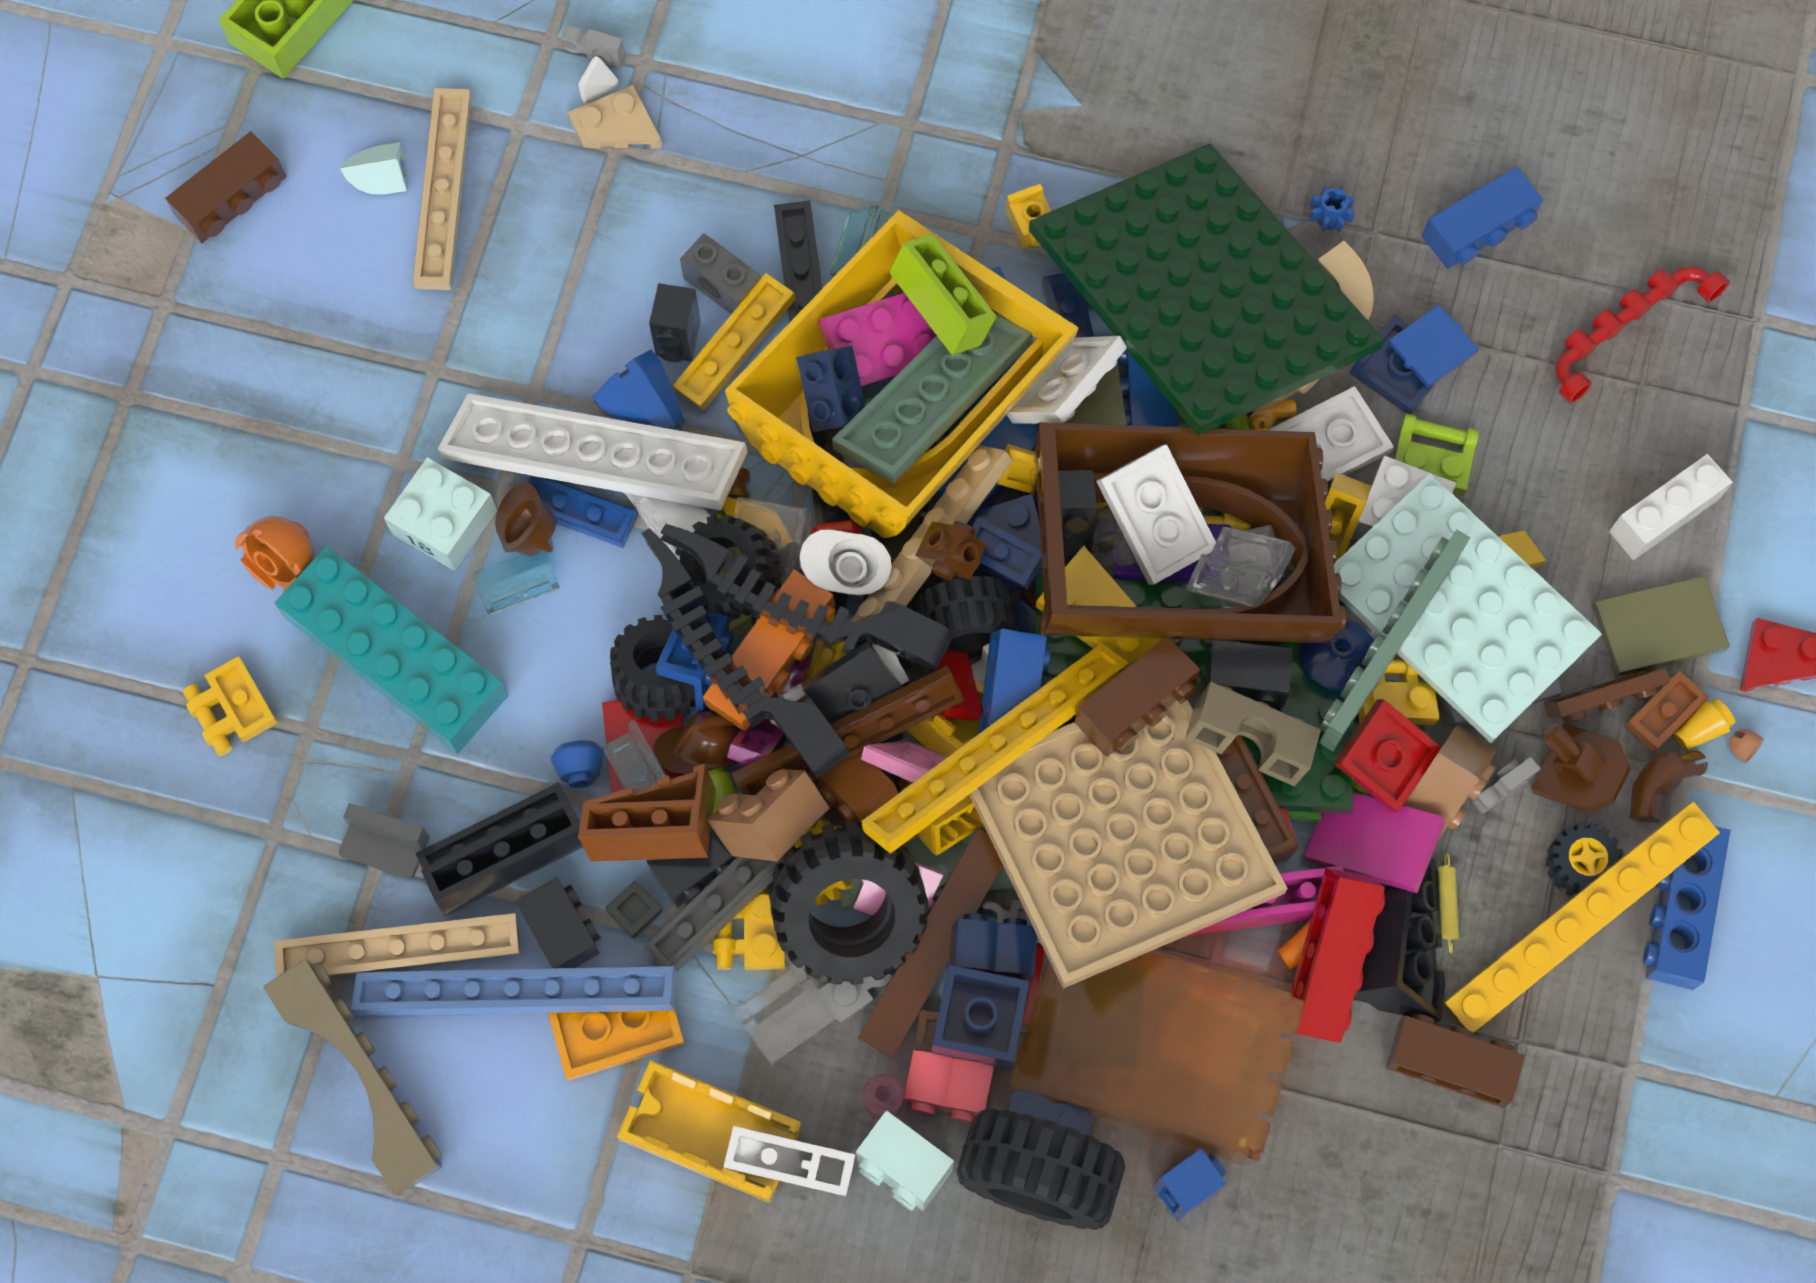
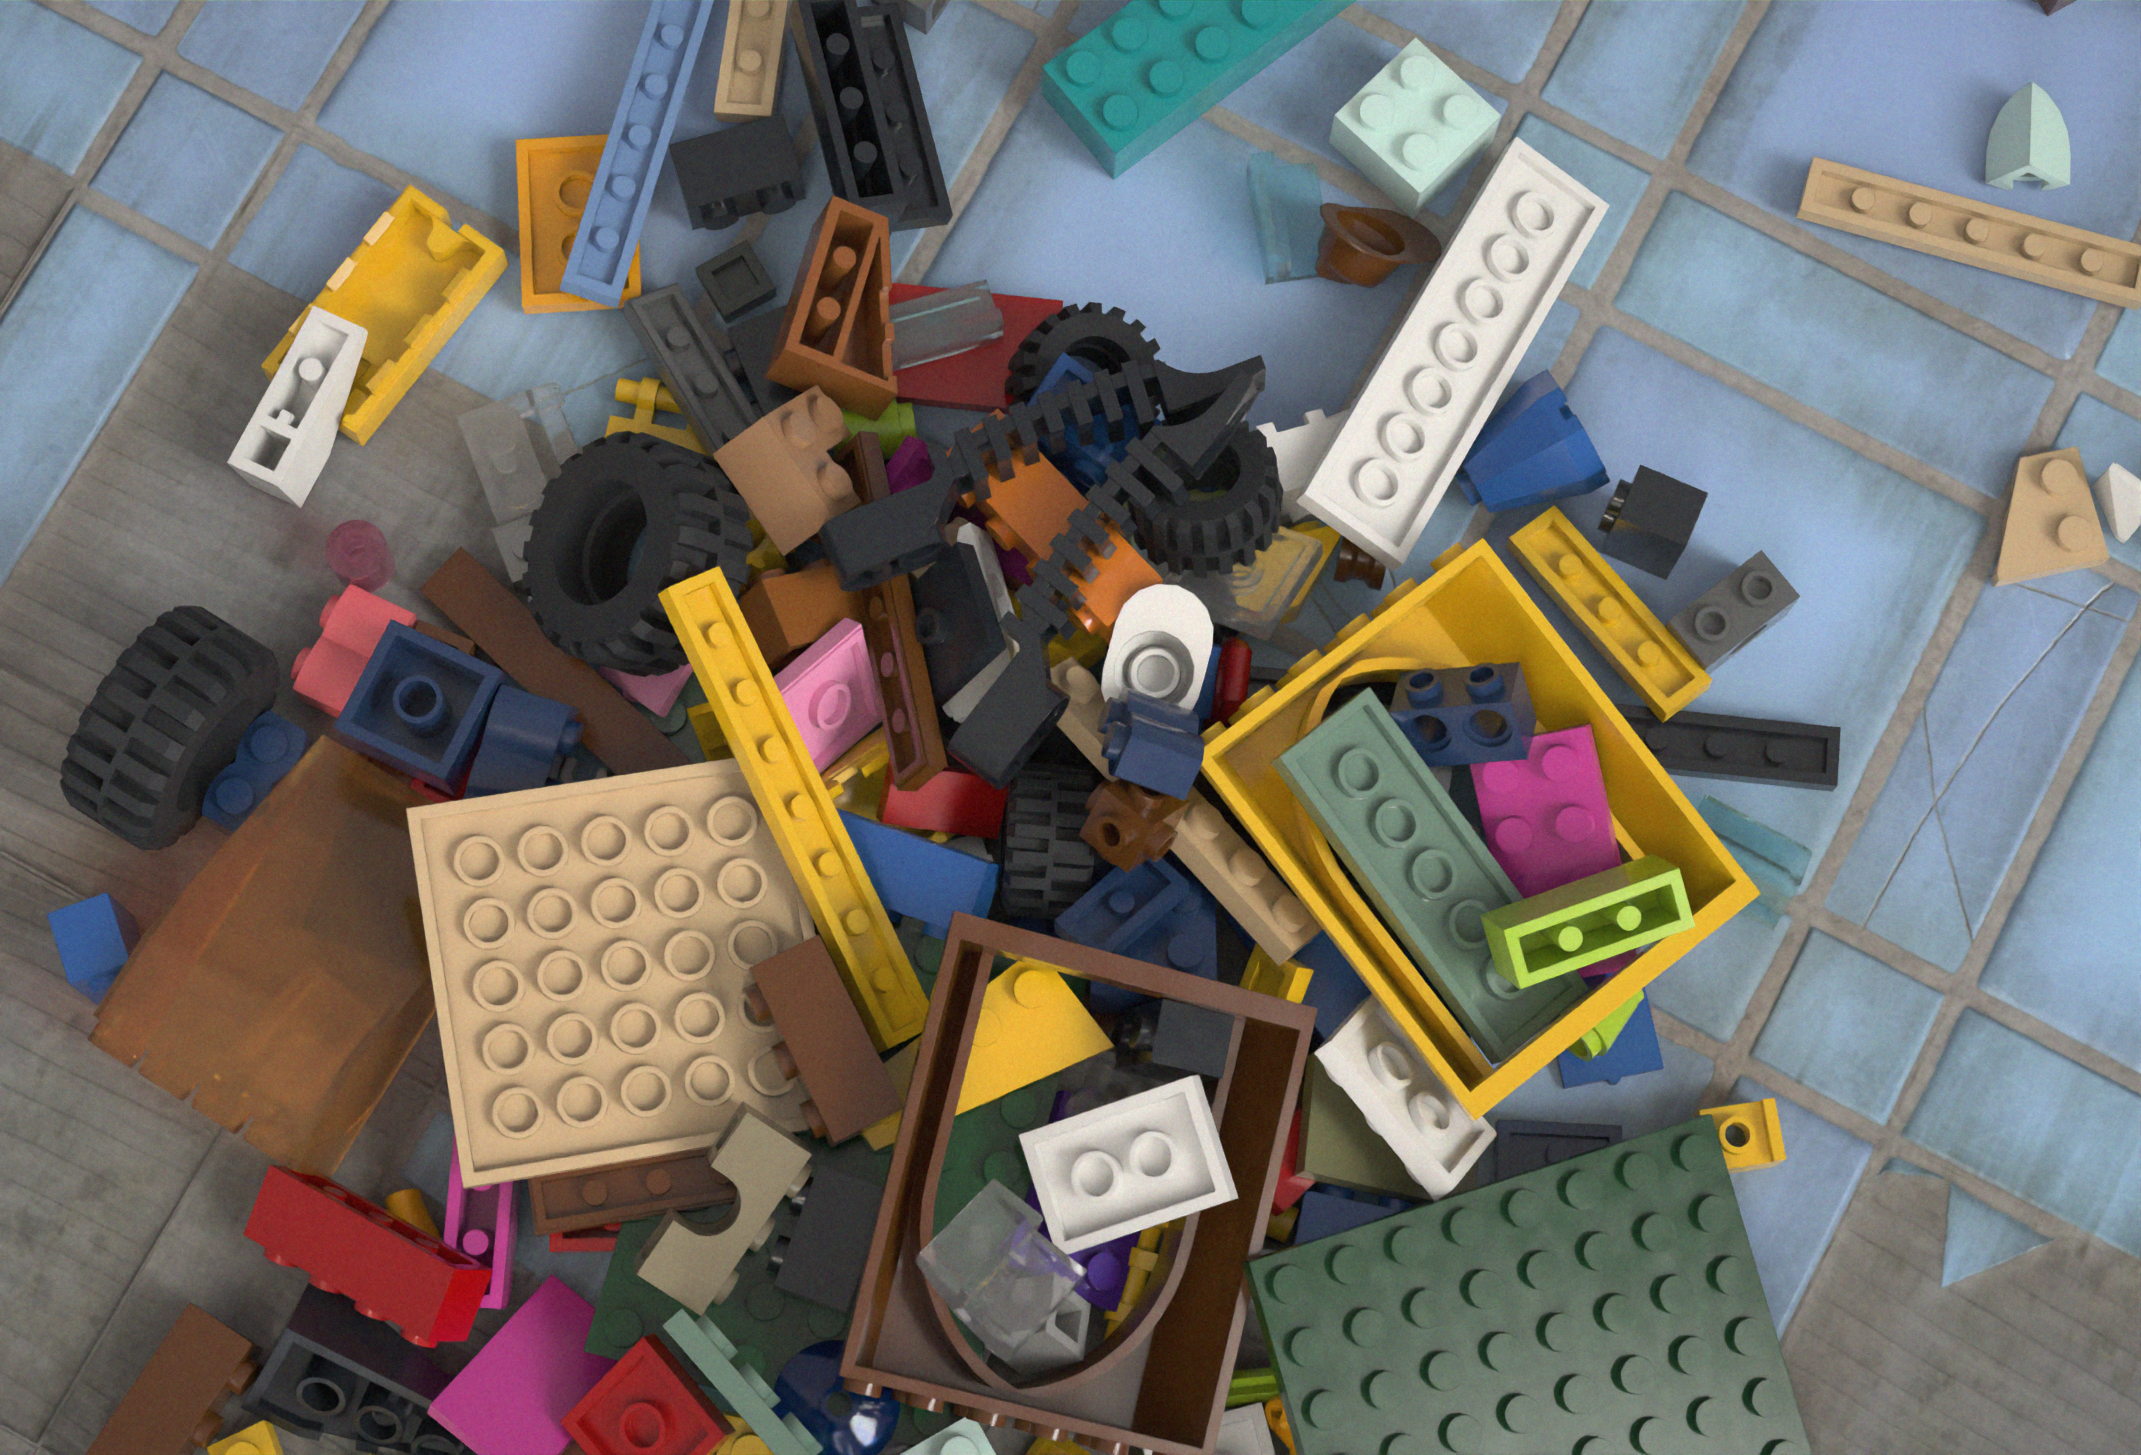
camera: 100 degrees right, 5 degrees up
(578, 762) = (973, 245): blue cone -> none
(586, 511) = (1368, 335): blue tile -> none
(699, 742) = (947, 393): reddish brown piece -> none
(903, 1162) = (255, 557): light aqua brick -> none
(906, 541) = (1151, 742): none -> dark blue brick

